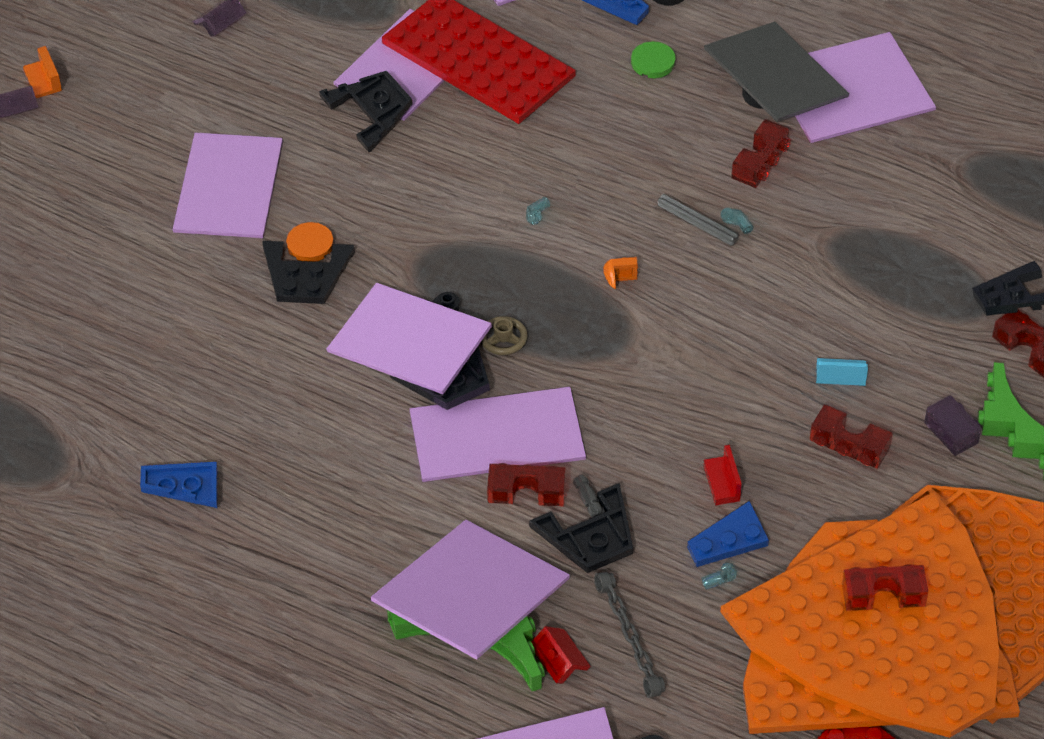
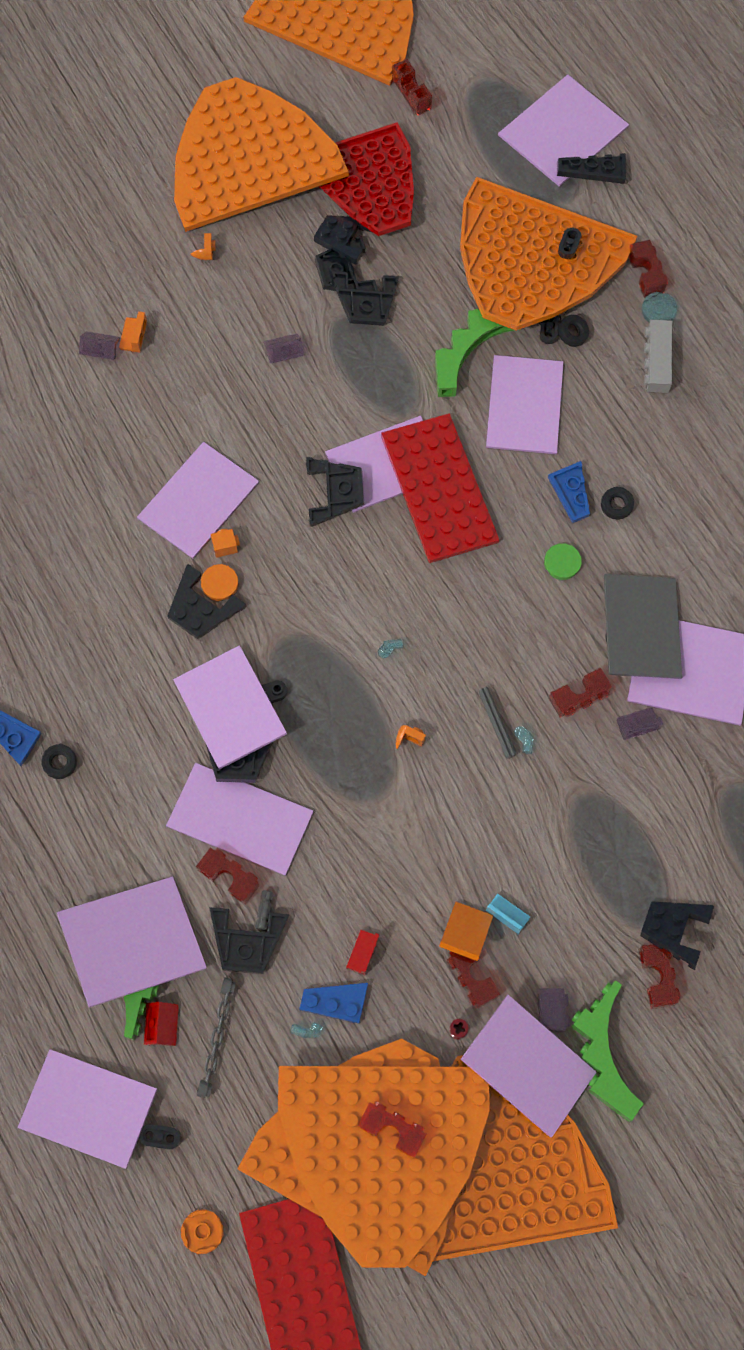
camera: 30 degrees right, 20 degrees up
(258, 494) = (59, 773): none -> black tyre
(289, 203) = (225, 542): none -> orange brick
(504, 333) = (298, 733): dark tan piece -> none
(814, 398) = (466, 931): none -> orange tile
(839, 152) = (639, 723): none -> clear purple panel
(874, 487) = (456, 1022): none -> dark red bush
(971, 473) = (528, 1066): none -> lavender piece

